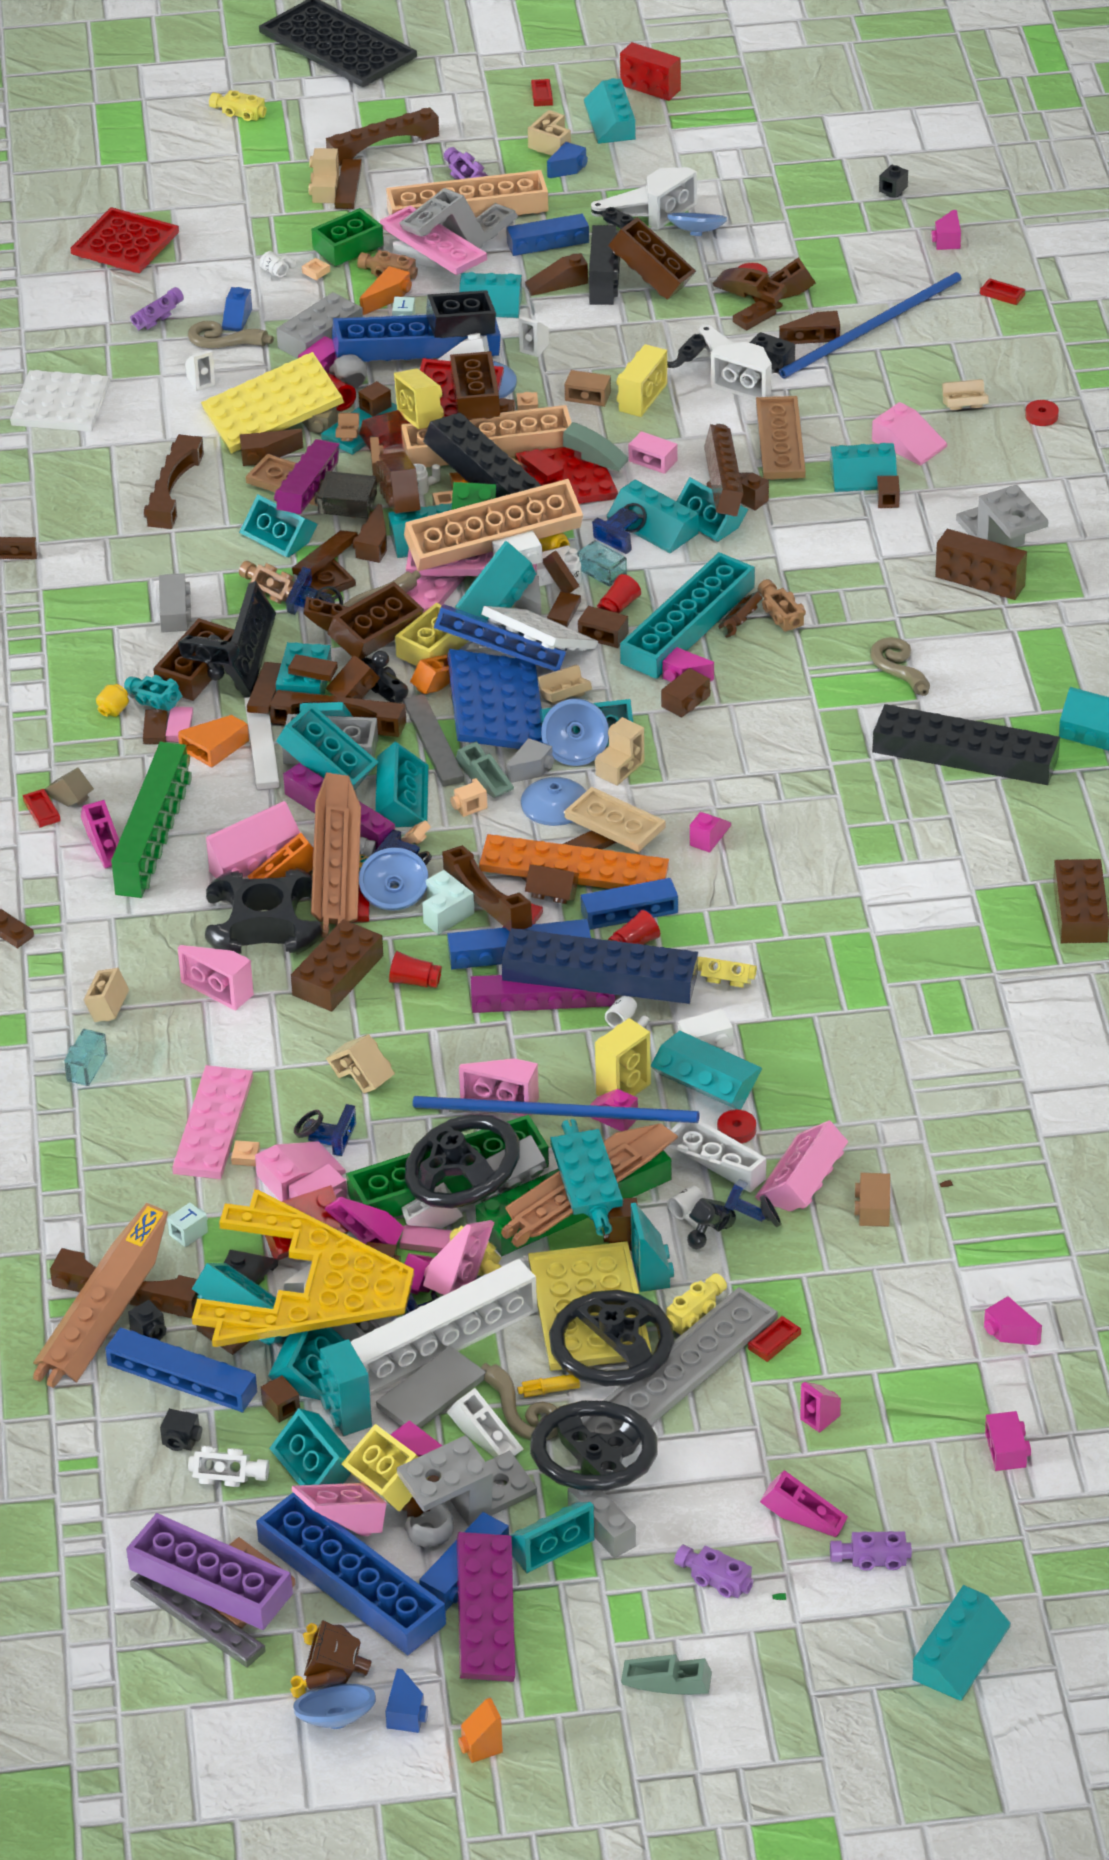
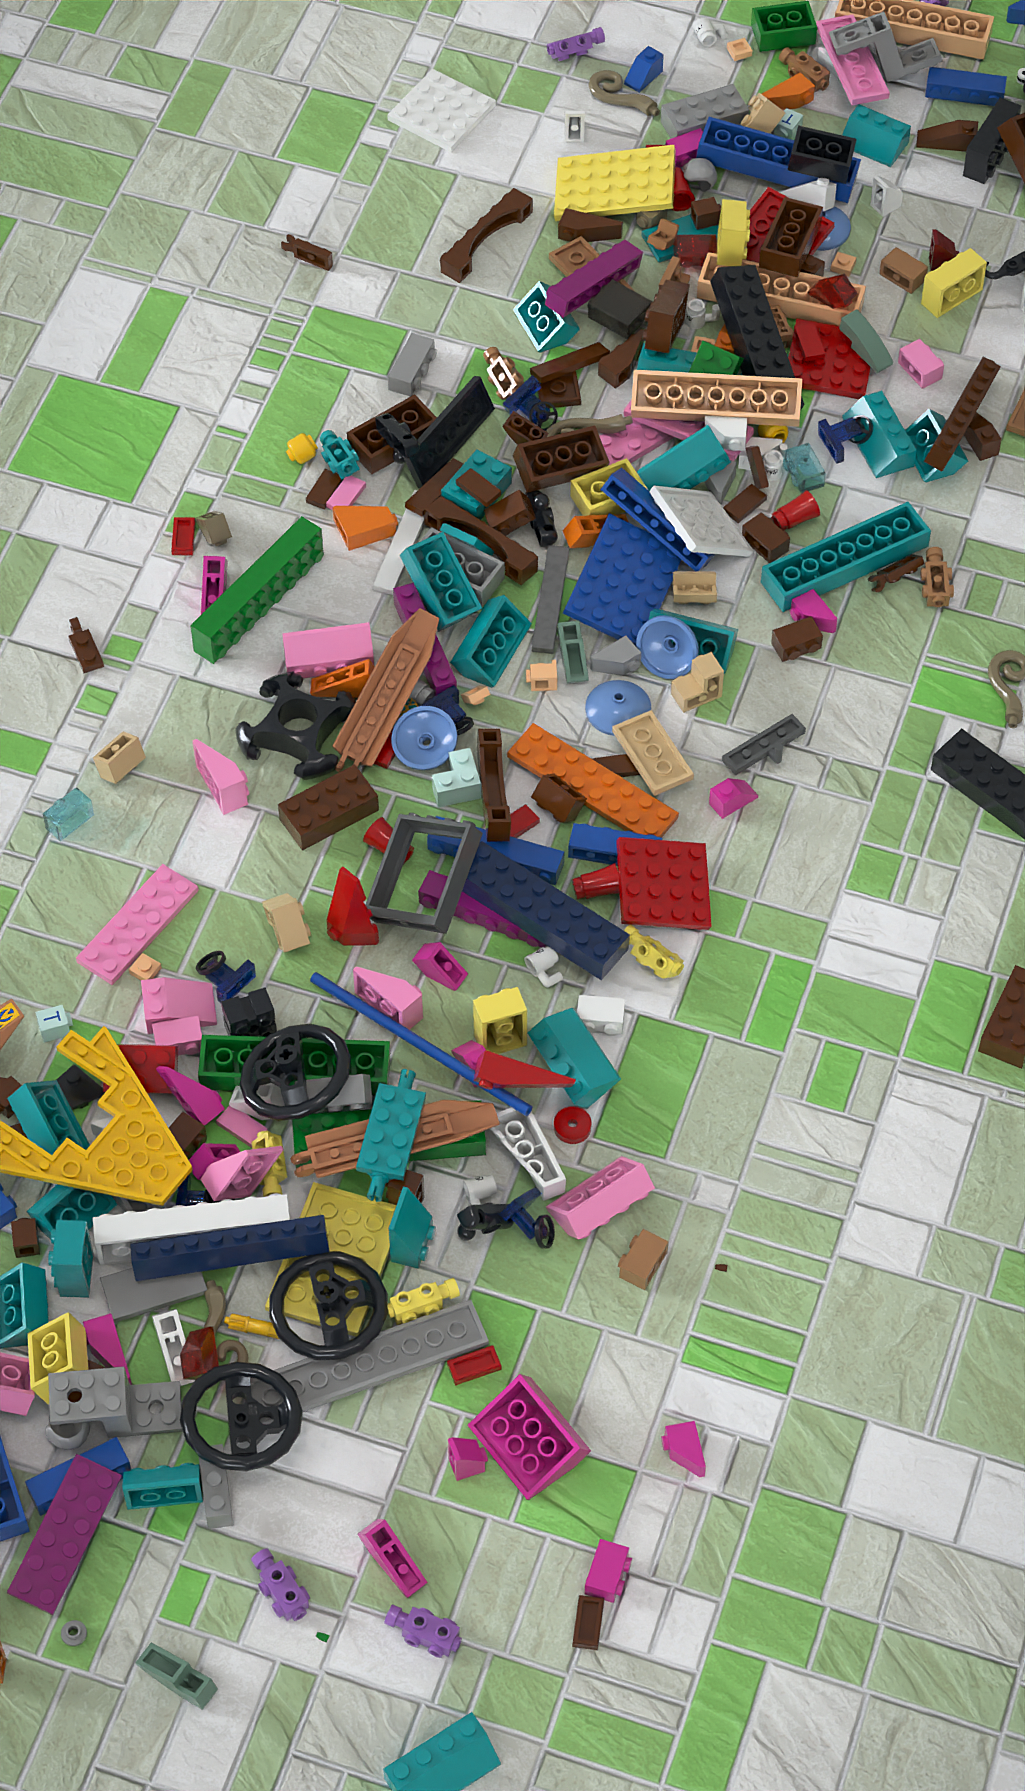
camera: 25 degrees right, 15 degrees up
(378, 302) = (763, 114): none -> tan brick
(378, 1142) = (249, 1015): none -> black brick
(424, 1031) = (348, 915): none -> red wedge
(455, 932) = (394, 859): none -> dark grey window
(490, 1324) = (229, 1248): none -> dark blue brick
(516, 1420) = (198, 1353): none -> clear red slope
(529, 1046) = (440, 965): none -> dark pink slope
(542, 414) = (834, 291): none -> clear red slope
(545, 1684) = (77, 1639): none -> light grey plate
(612, 360) = (941, 250): none -> dark red slope
(662, 1089) = (503, 1072): none -> red wedge
(696, 911) = (663, 883): none -> red plate
(717, 776) = (767, 743): none -> dark grey plate
(866, 1367) = (528, 1436): none -> dark pink slope
(1014, 1488) = (588, 1622): none -> reddish brown tile

